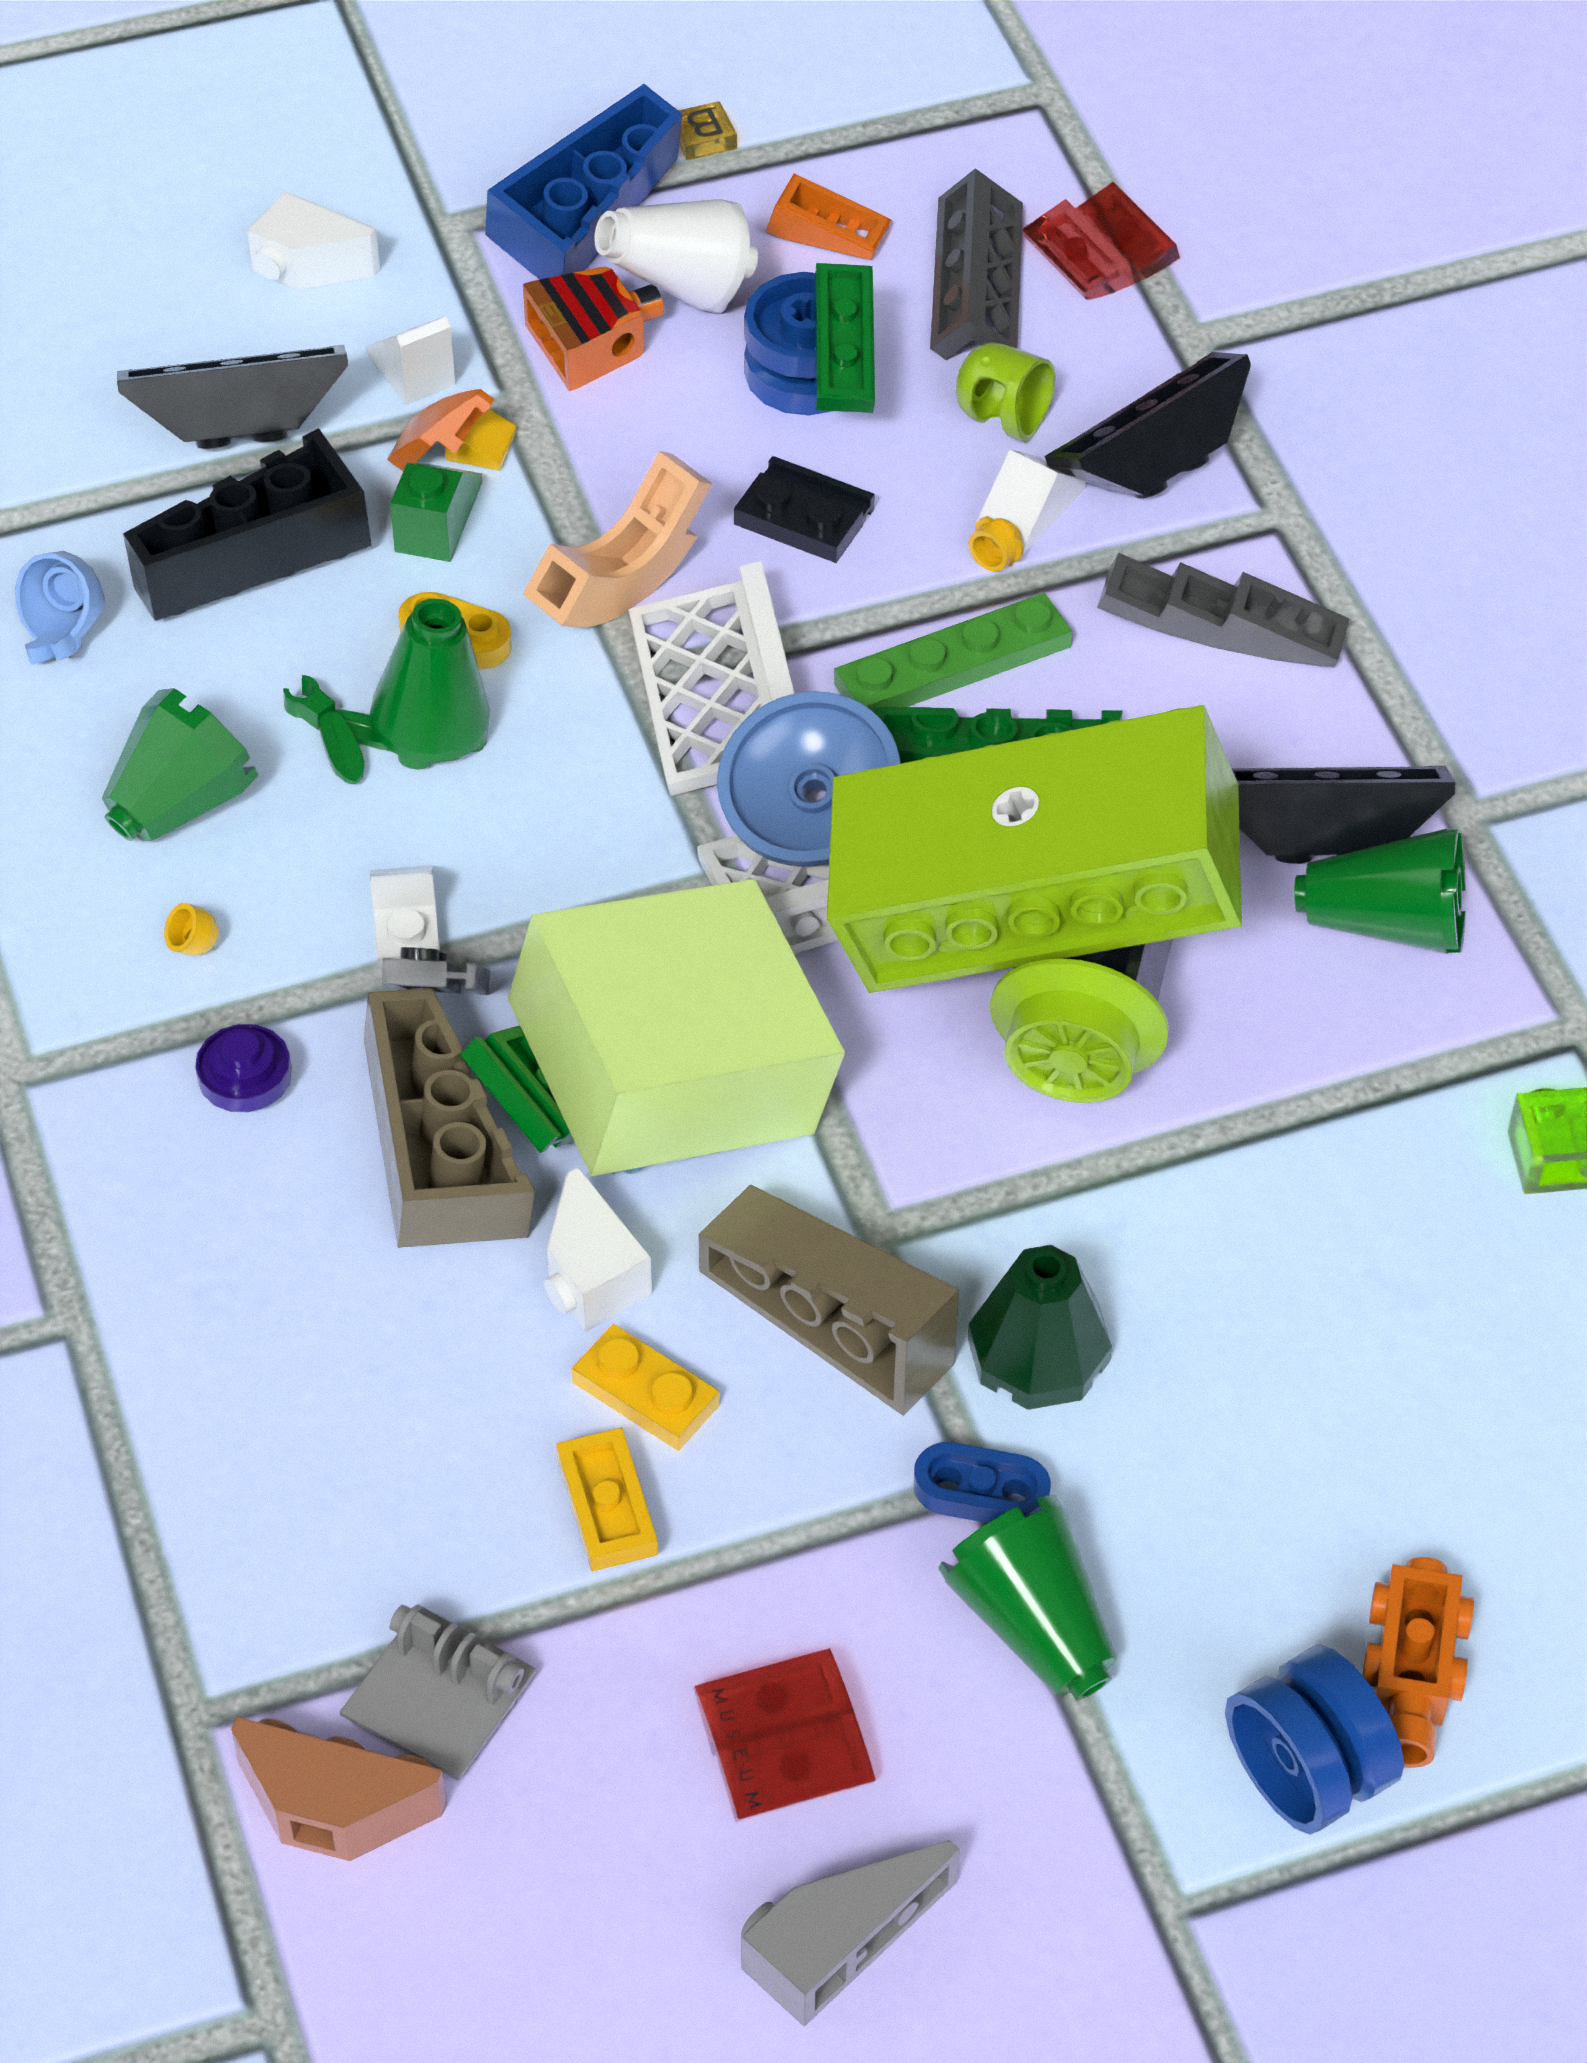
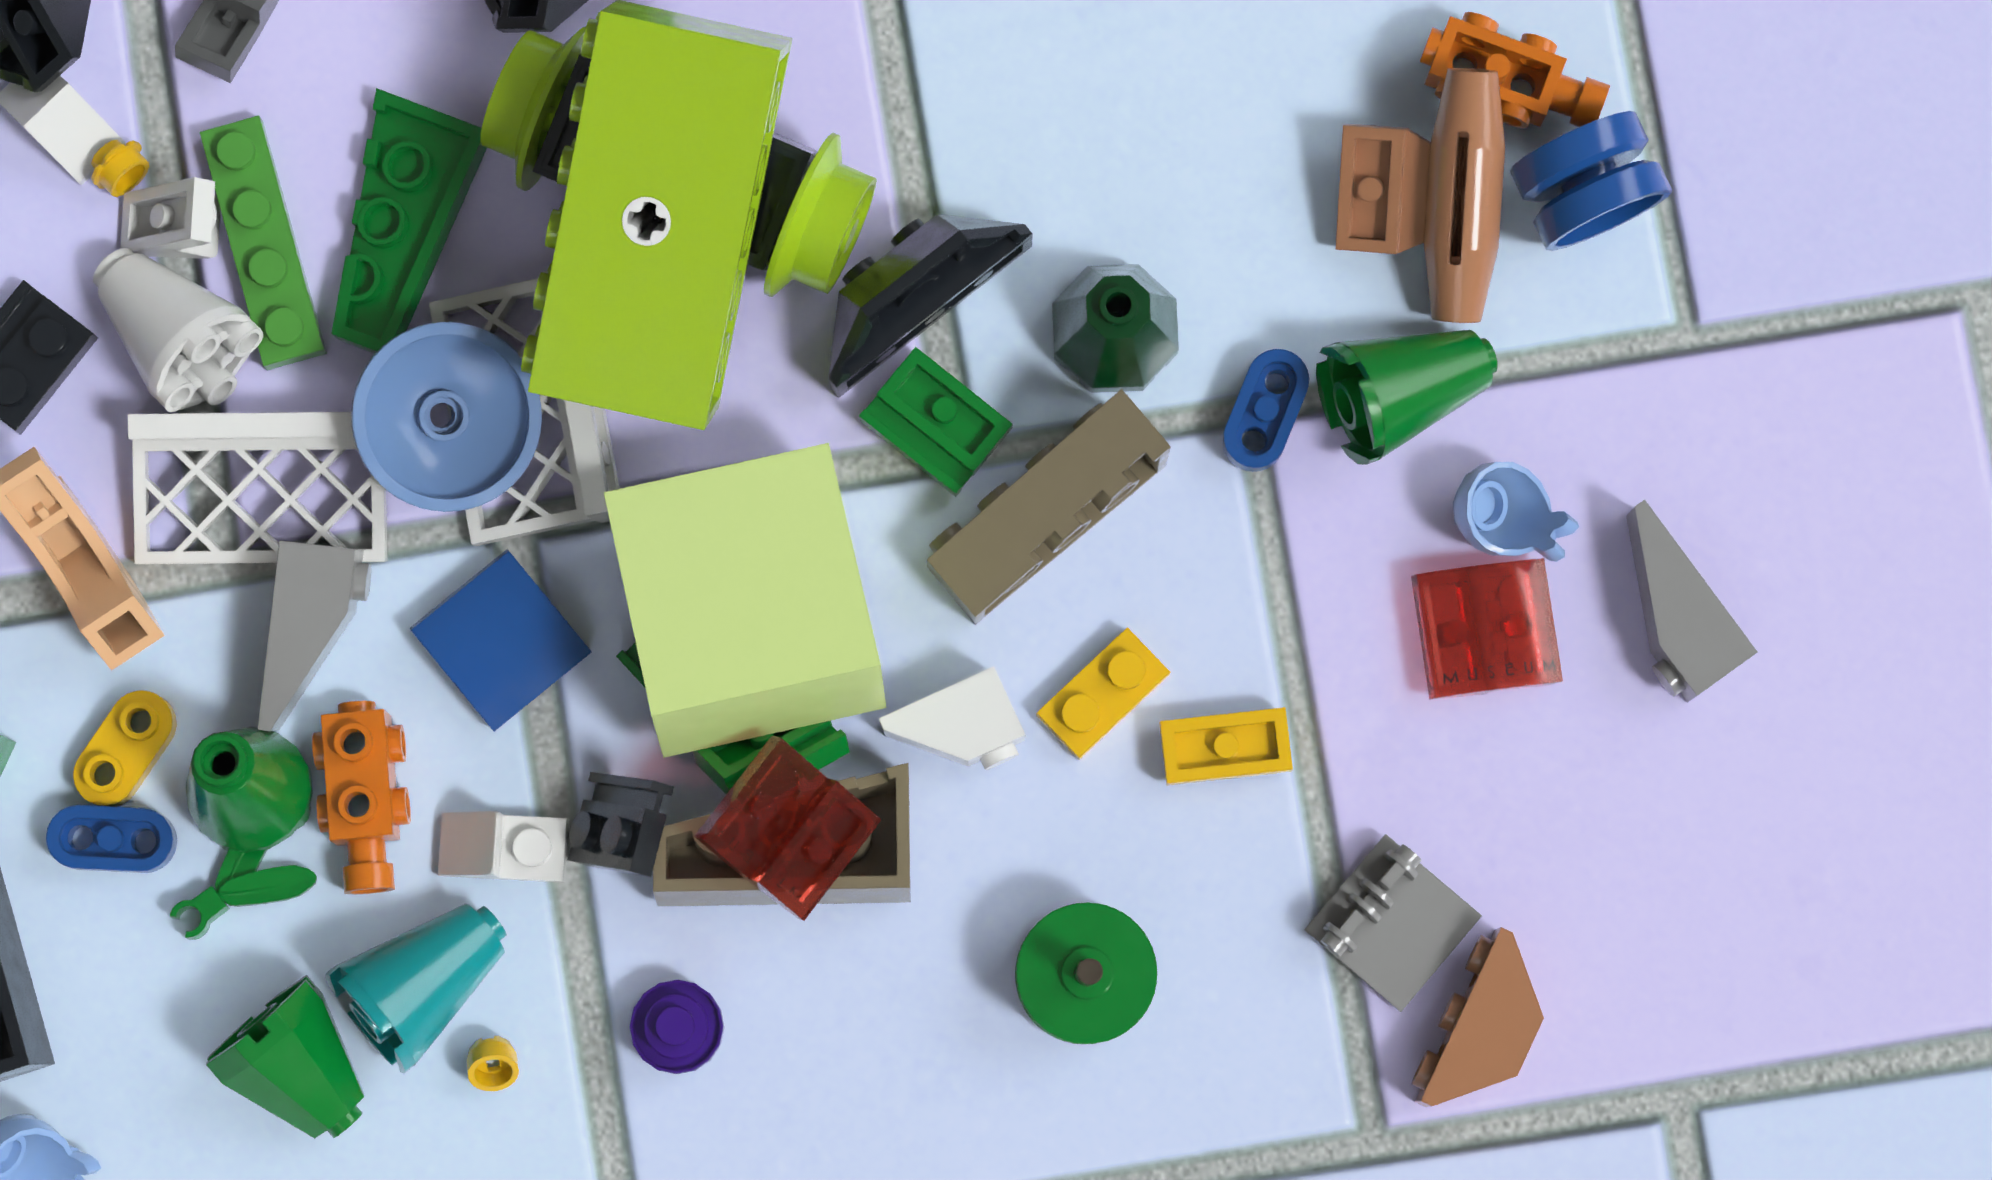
camera: 80 degrees left, 30 degrees up
(258, 848) = (418, 981): none -> teal cone
(339, 1394) = (1086, 973): none -> green wheel
(366, 625) = (113, 839): none -> blue plate
(442, 796) = (367, 774): none -> orange brick
(447, 1082) = (787, 828): none -> clear red slope
(595, 723) = (310, 610): none -> light grey slope
(603, 863) = (500, 640): none -> blue slope
(844, 593) = (175, 330): none -> white cone
(902, 1193) = (935, 421): none -> green plate
(916, 1718) = (1509, 513): none -> light blue piece
(954, 589) = (172, 220): none -> white slope
(1025, 1147) = (914, 287): none -> black wedge
(1259, 1594) = (1435, 193): none -> nougat plate

